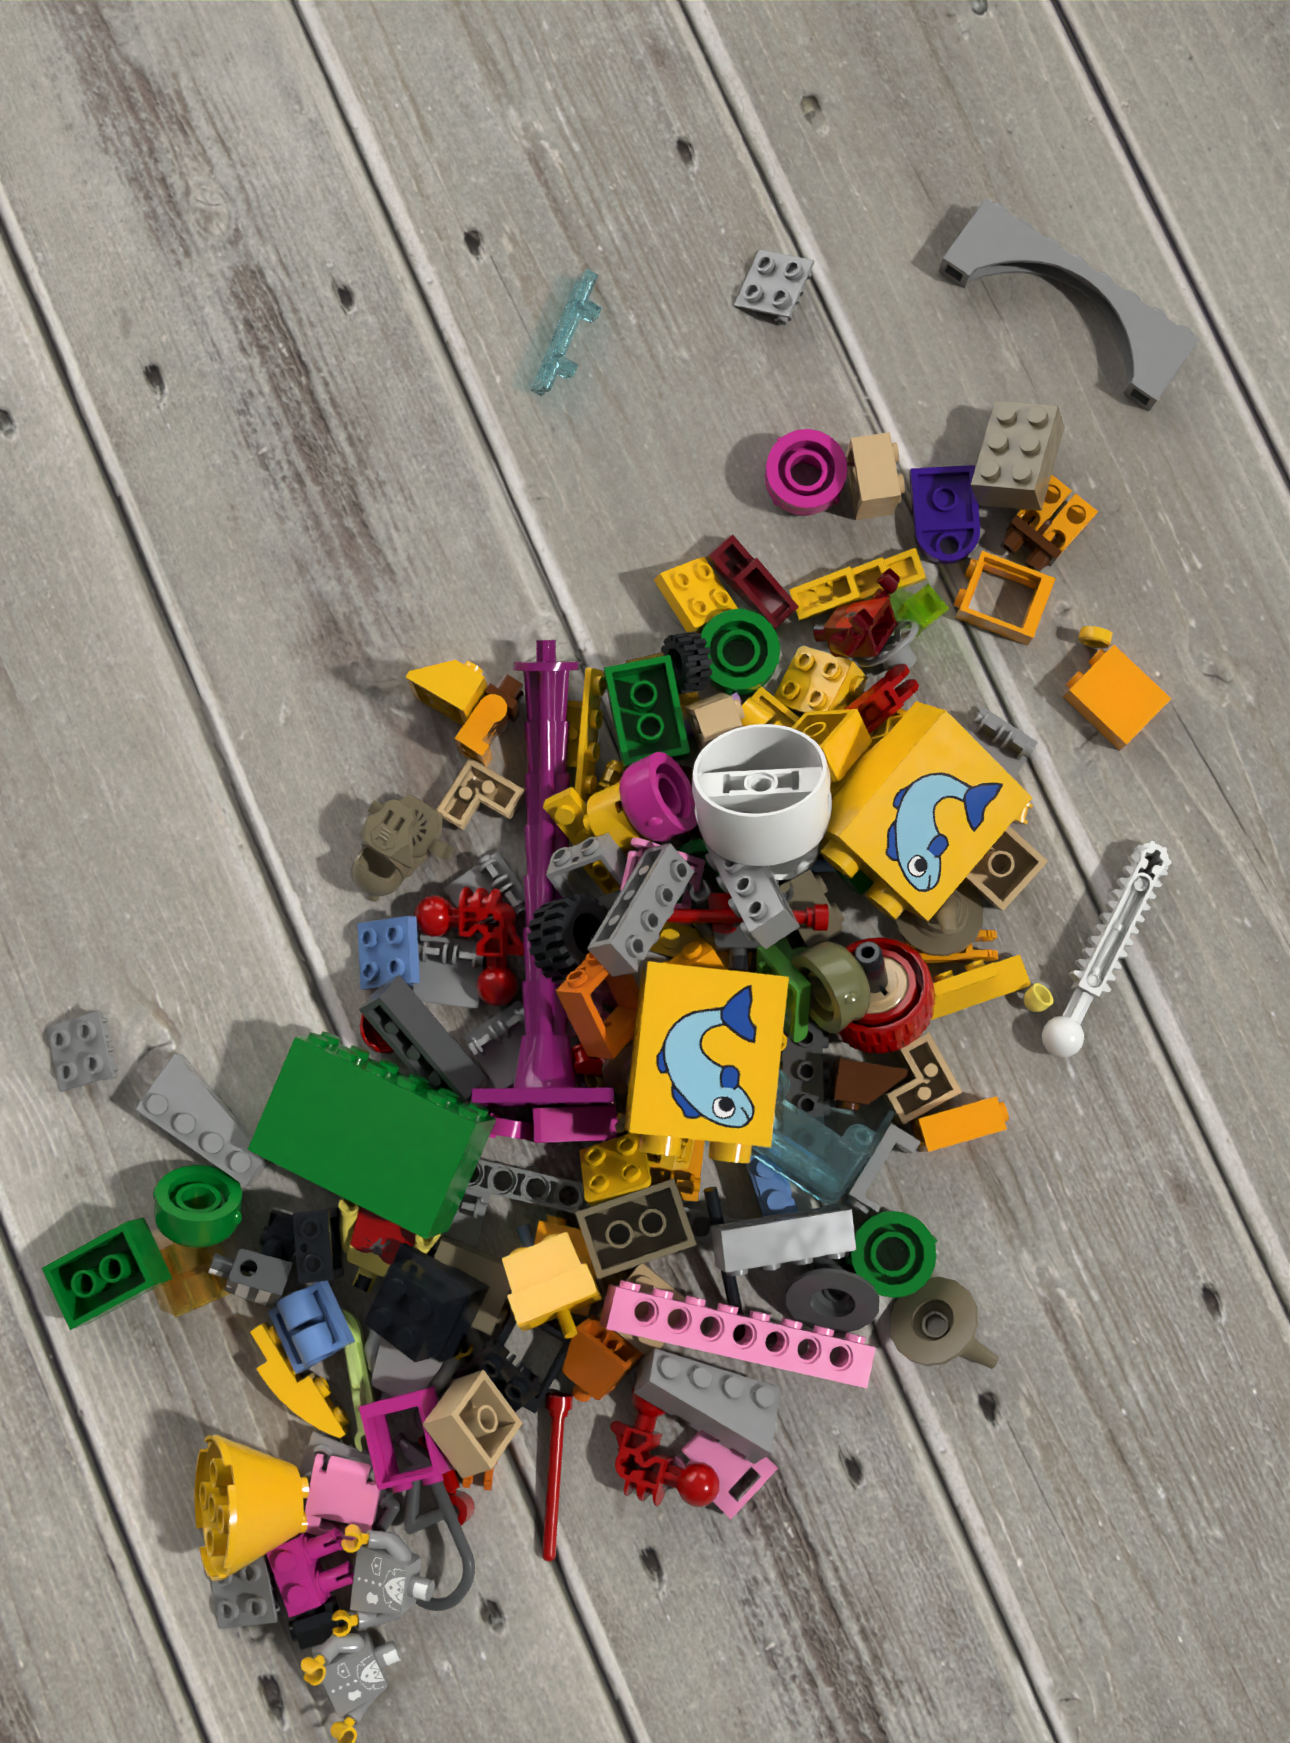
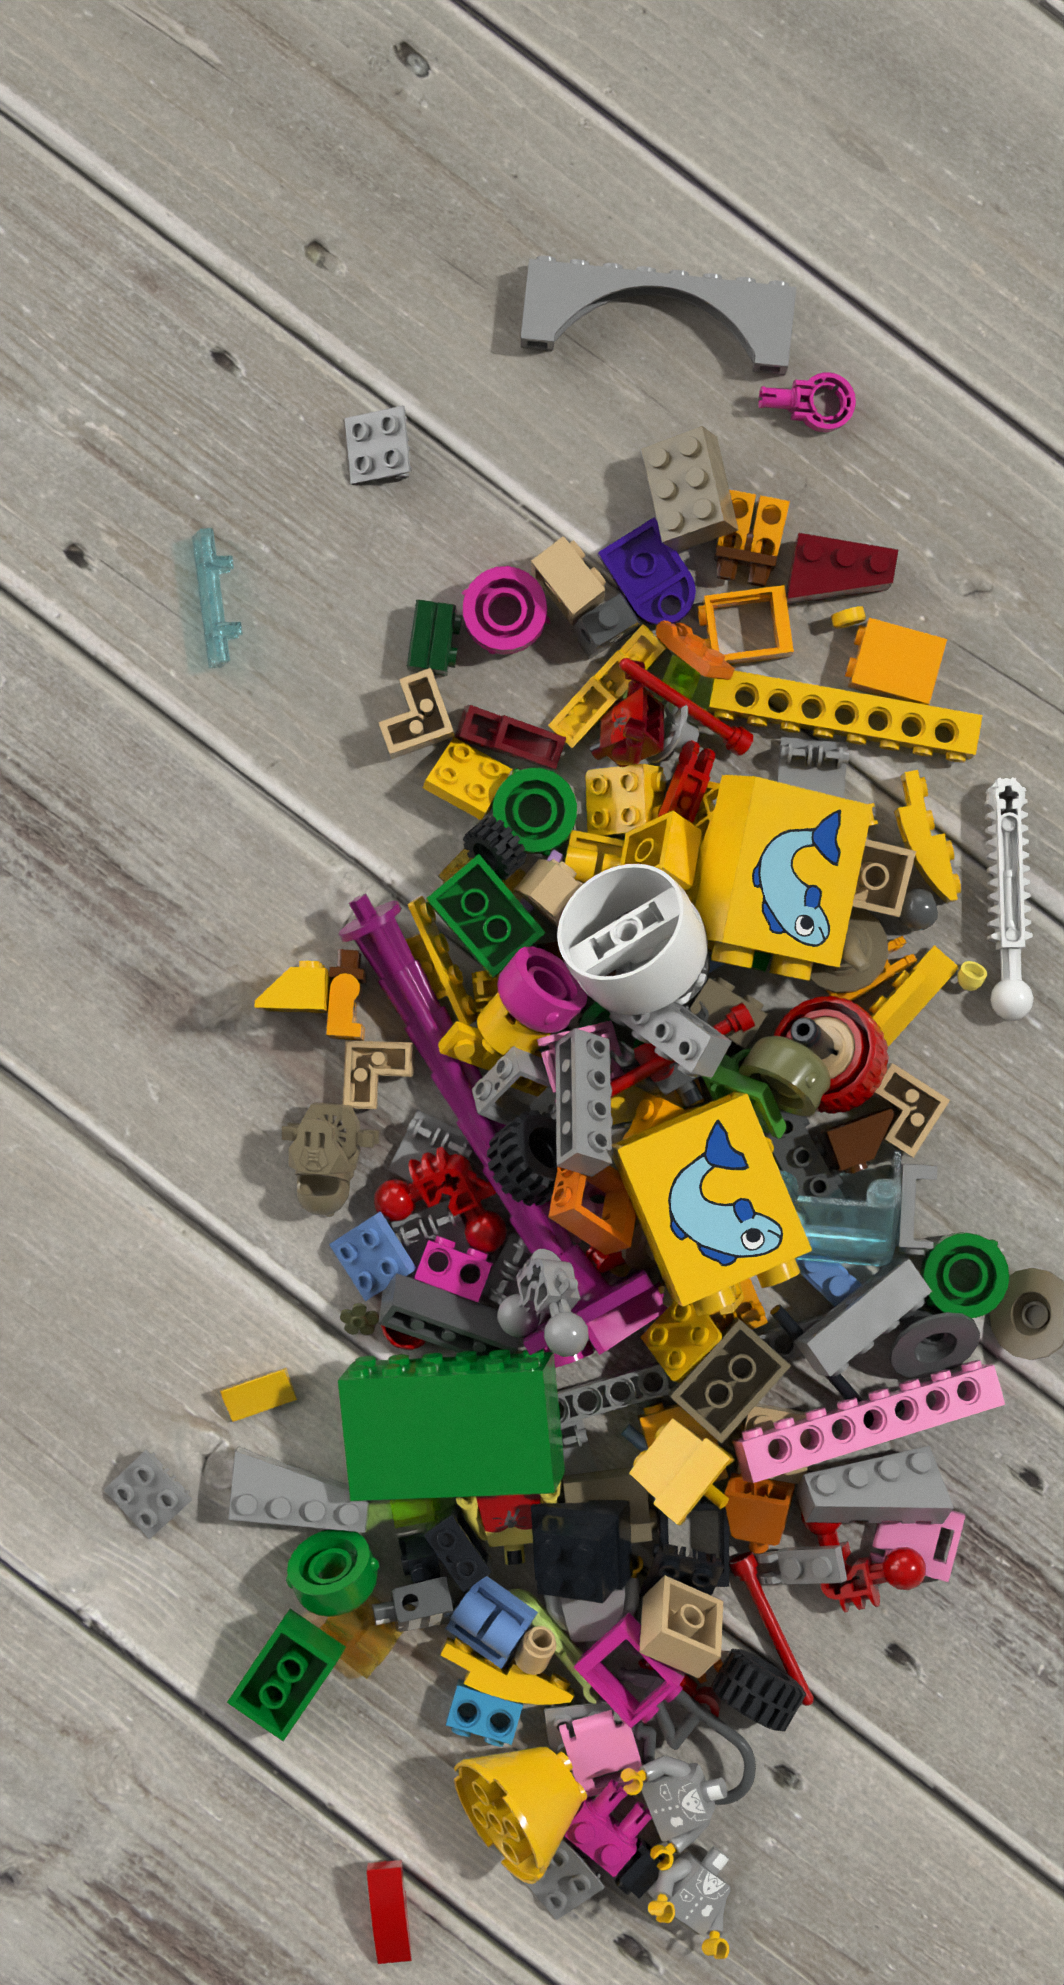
camera: 25 degrees left, 5 degrees up
(77, 1536) = (389, 1911): none -> red slope
(224, 1019) = (258, 1394): none -> yellow slope
(252, 1413) = (480, 1723): none -> dark azure brick
(300, 1191) = (414, 1511): none -> clear neon green brick
(334, 1373) = (535, 1650): none -> tan brick
(346, 1002) = (359, 1319): none -> olive plant
(444, 1007) = (449, 1278): none -> dark pink brick
(509, 1520) = (758, 1690): none -> black tyre
(521, 1054) = (549, 1288): none -> light grey piece
(612, 1432) = (804, 1565): none -> light grey hinge
(682, 529) = (424, 723): none -> tan brick
(732, 464) = (433, 637): none -> dark green brick
(885, 531) = (605, 625): none -> dark grey torso
(943, 686) = (736, 738): none -> red piece
(947, 590) = (691, 649): none -> orange hinge
(960, 1124) = (963, 1128): light orange brick -> none
(1022, 916) = (918, 910): none -> dark grey piece
(1061, 872) = (932, 852): none -> yellow slope
(1066, 717) = (962, 725): none -> yellow brick
(1108, 591) = (837, 568): none -> dark red wedge
(1150, 438) = (806, 411): none -> dark pink pin

